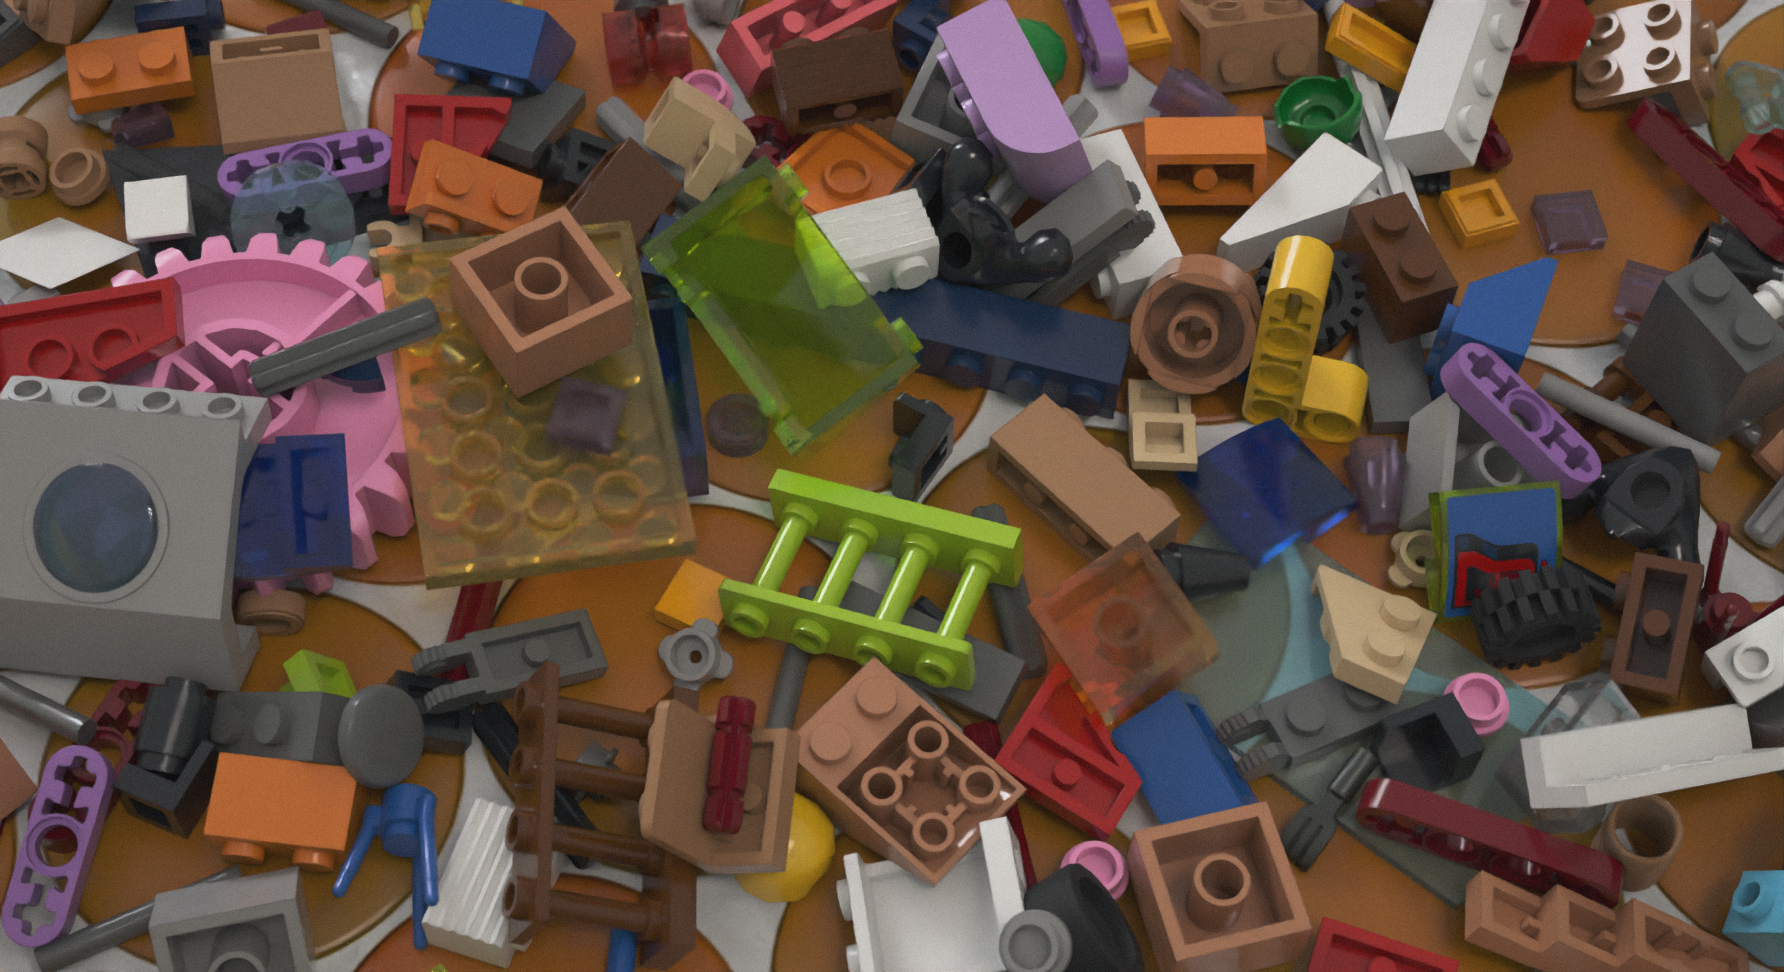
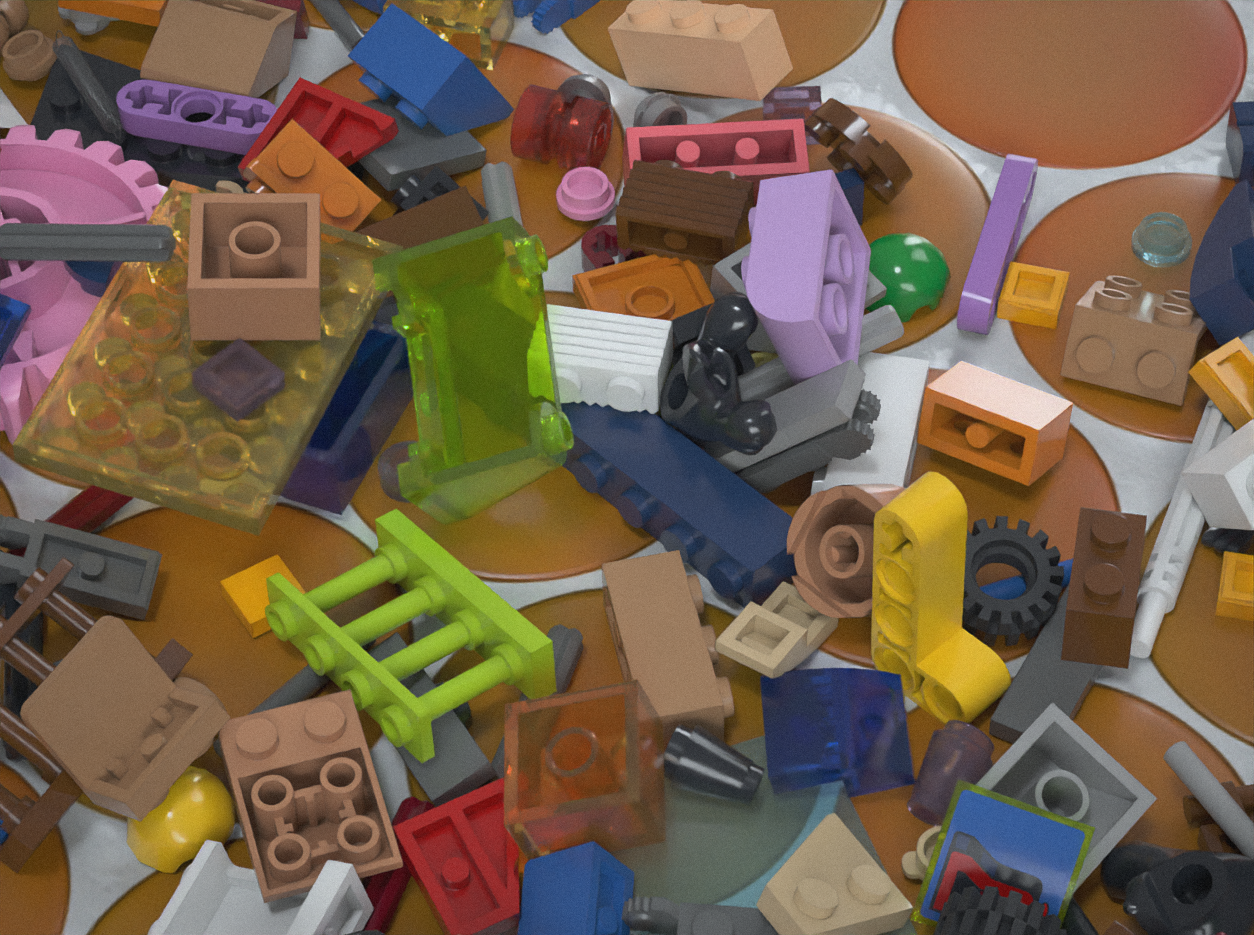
camera: 35 degrees right, 10 degrees down
(142, 126) = (106, 38): tile -> none
(158, 210) = (55, 99): white slope -> none
(283, 188) = (166, 117): clear light blue plate -> none
(677, 653) = (223, 634): light grey plate -> none
(699, 137) = (548, 207): tan brick -> none
(729, 765) = (148, 708): dark red axle -> none
(922, 446) = (546, 557): black bracket -> none
(1189, 96) = (1031, 362): cone -> none
(1304, 201) = (1054, 492): white slope -> none
(1315, 107) = (1147, 431): green hair -> none
(1472, 381) = (1097, 792): medium lavender beam -> none
(1494, 313) = (1153, 685): blue slope -> none

